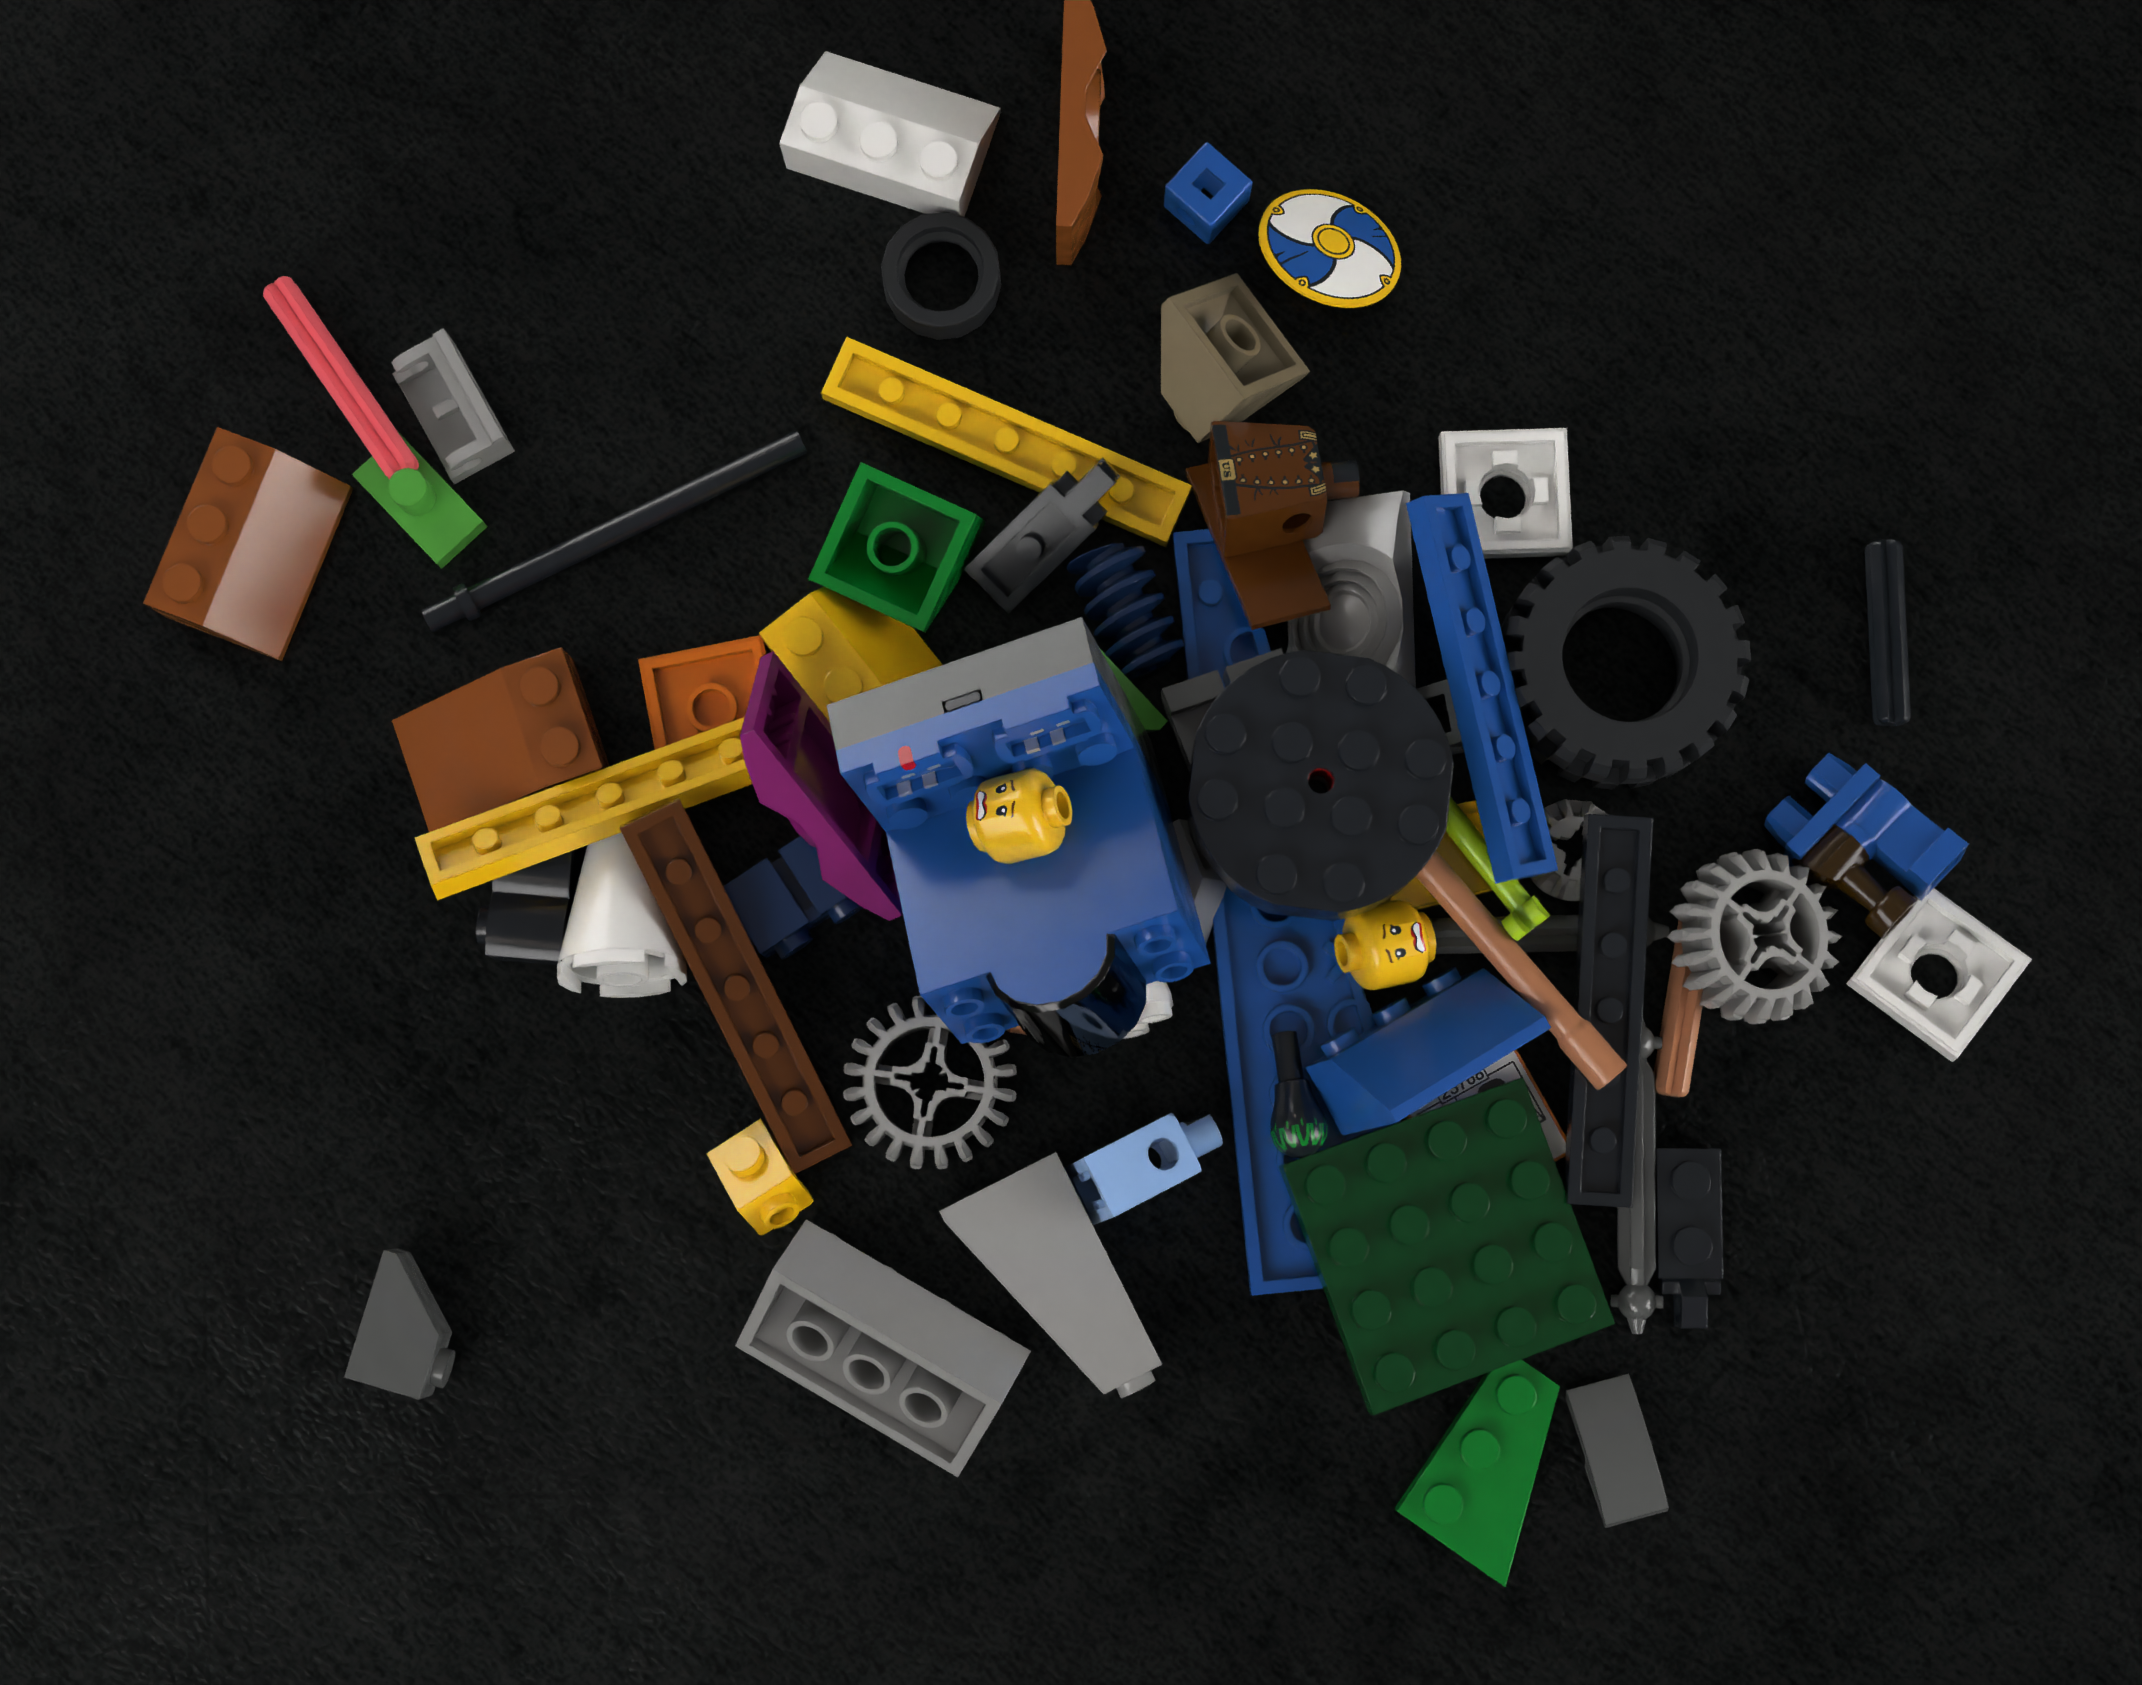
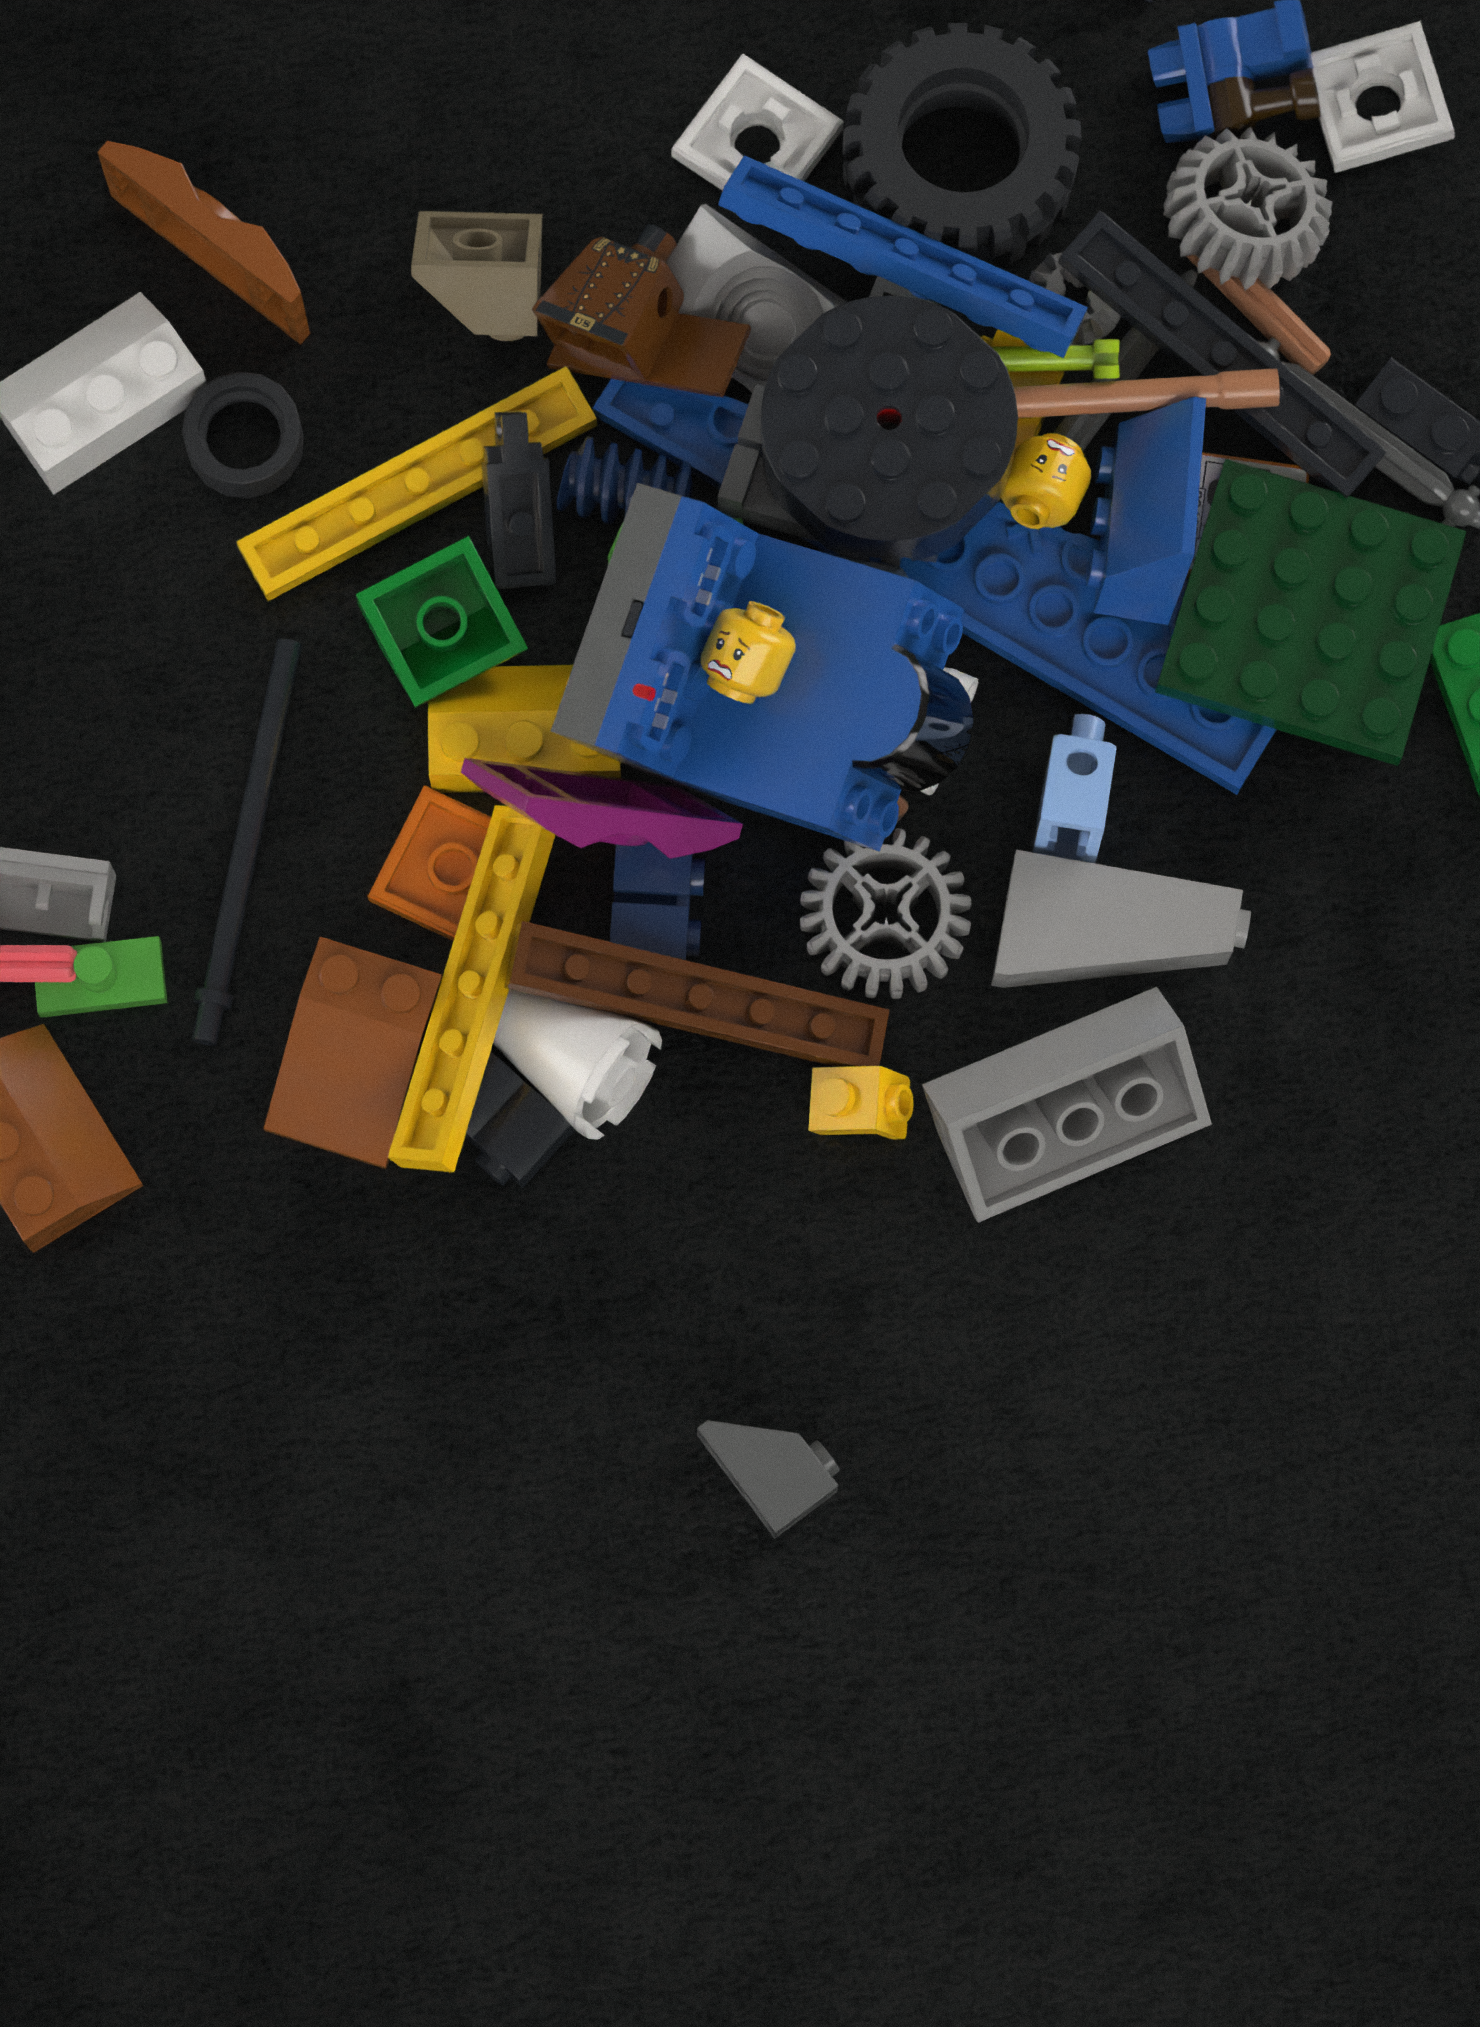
camera: 55 degrees left, 5 degrees down
(1221, 179) = (341, 190): blue piece -> none
(1296, 1119) = (1129, 648): black piece -> none
(1329, 248) = (459, 123): shield -> none

